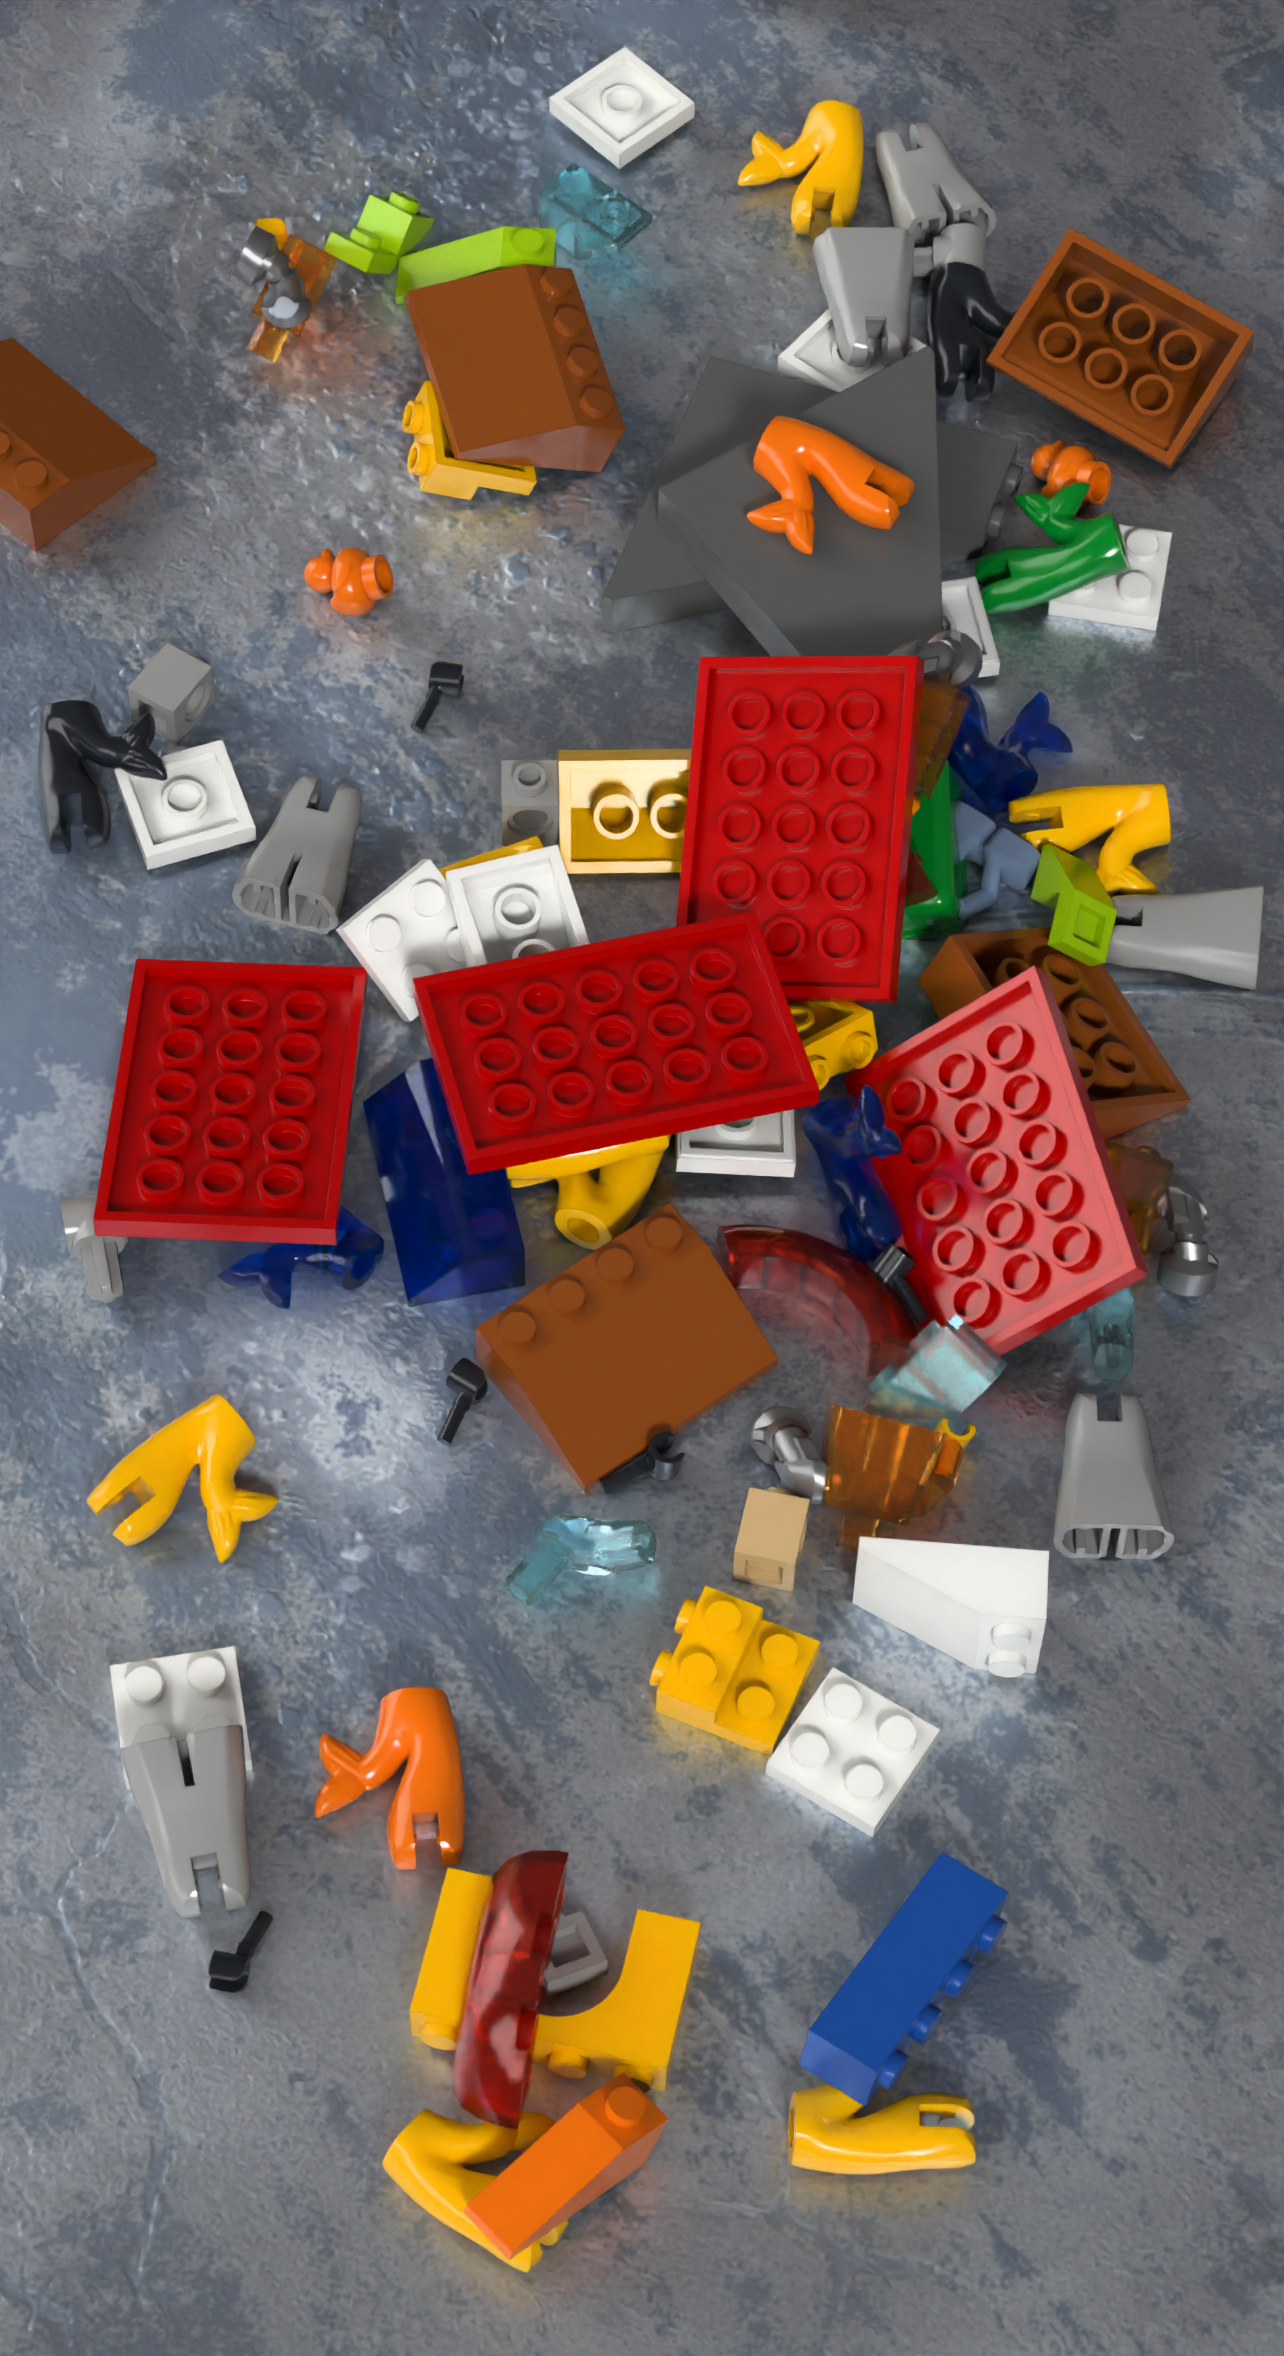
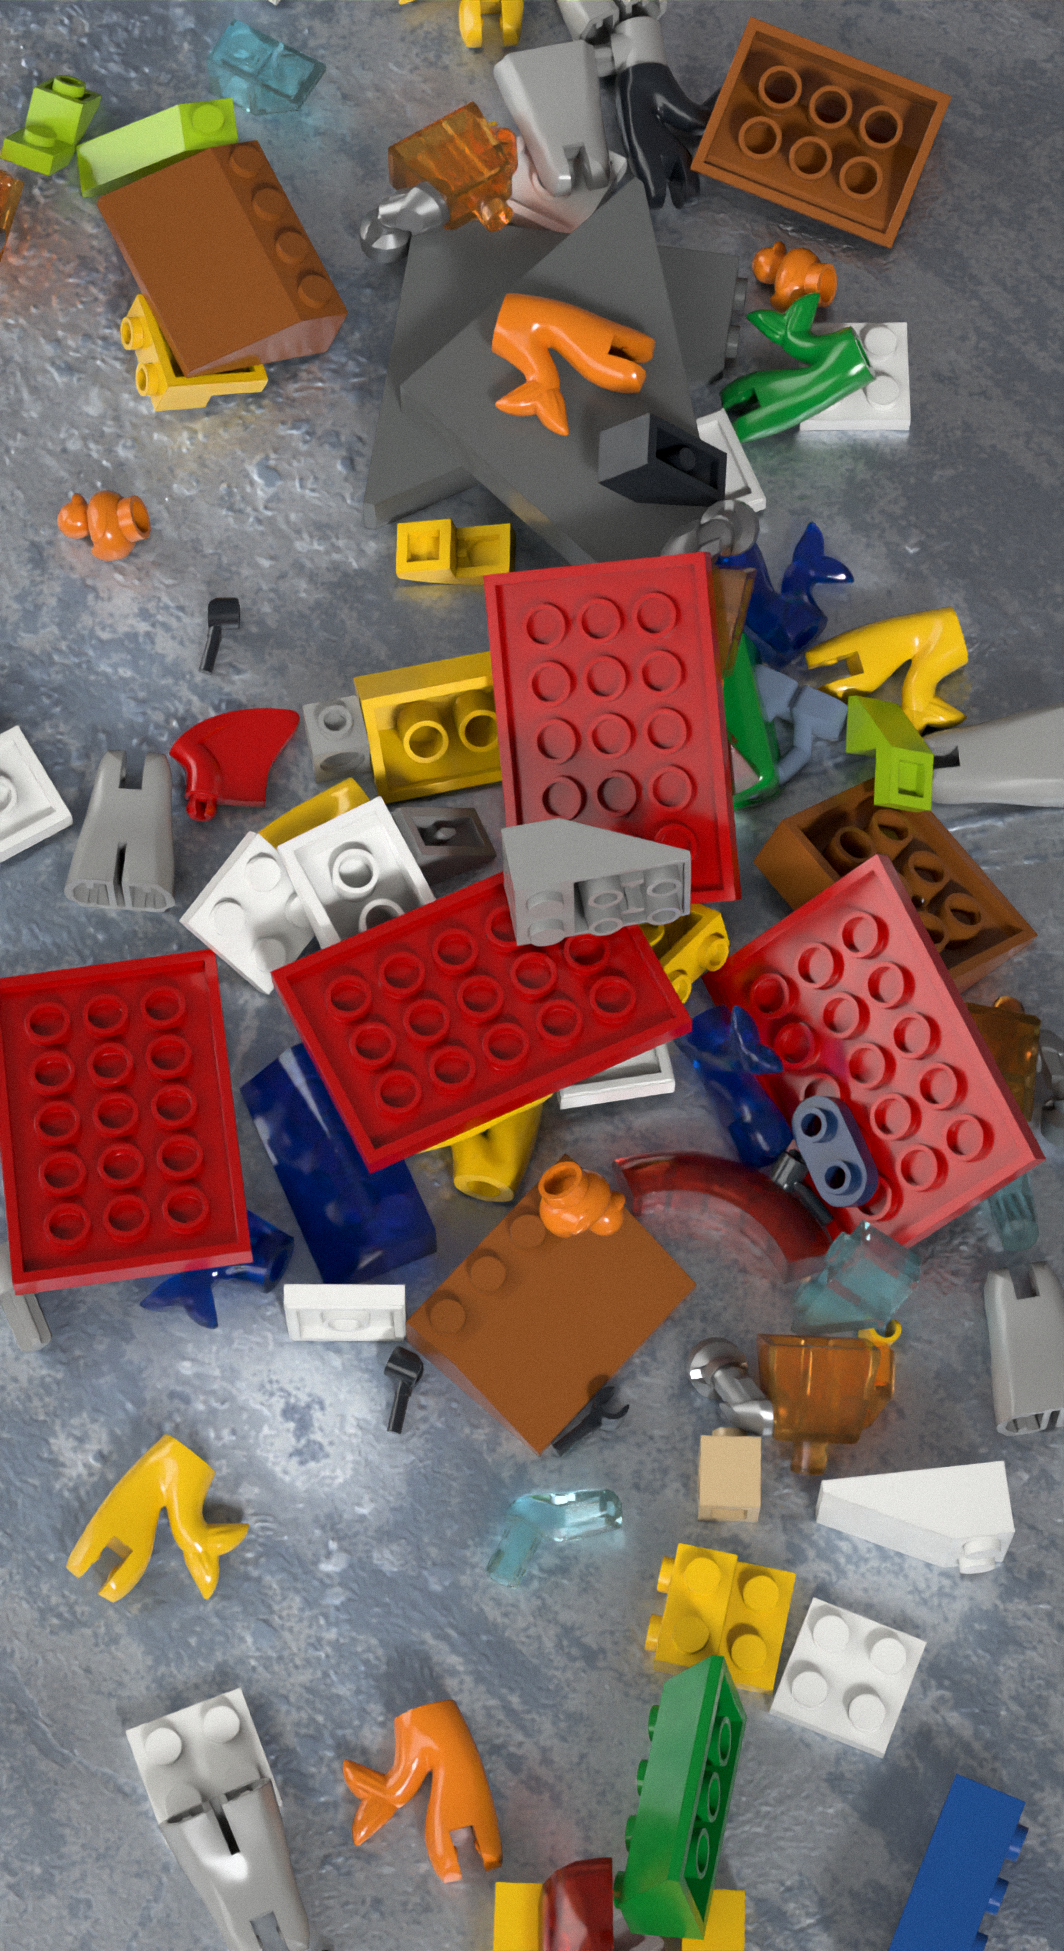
camera: 10 degrees left, 10 degrees up
(418, 1310) = (345, 1312): none -> white plate
(424, 807) = (231, 758): none -> red arm
(611, 905) = (444, 840): none -> light grey slope
(655, 1824) = (682, 1804): none -> green slope
(669, 659) = (451, 555): none -> yellow slope
(670, 1238) = (579, 1201): none -> orange animal
(744, 326) = (443, 179): none -> clear orange torso
(744, 937) = (589, 880): none -> light grey slope
(895, 589) = (660, 464): none -> black slope
(939, 1244) = (835, 1147): none -> dark blue plate

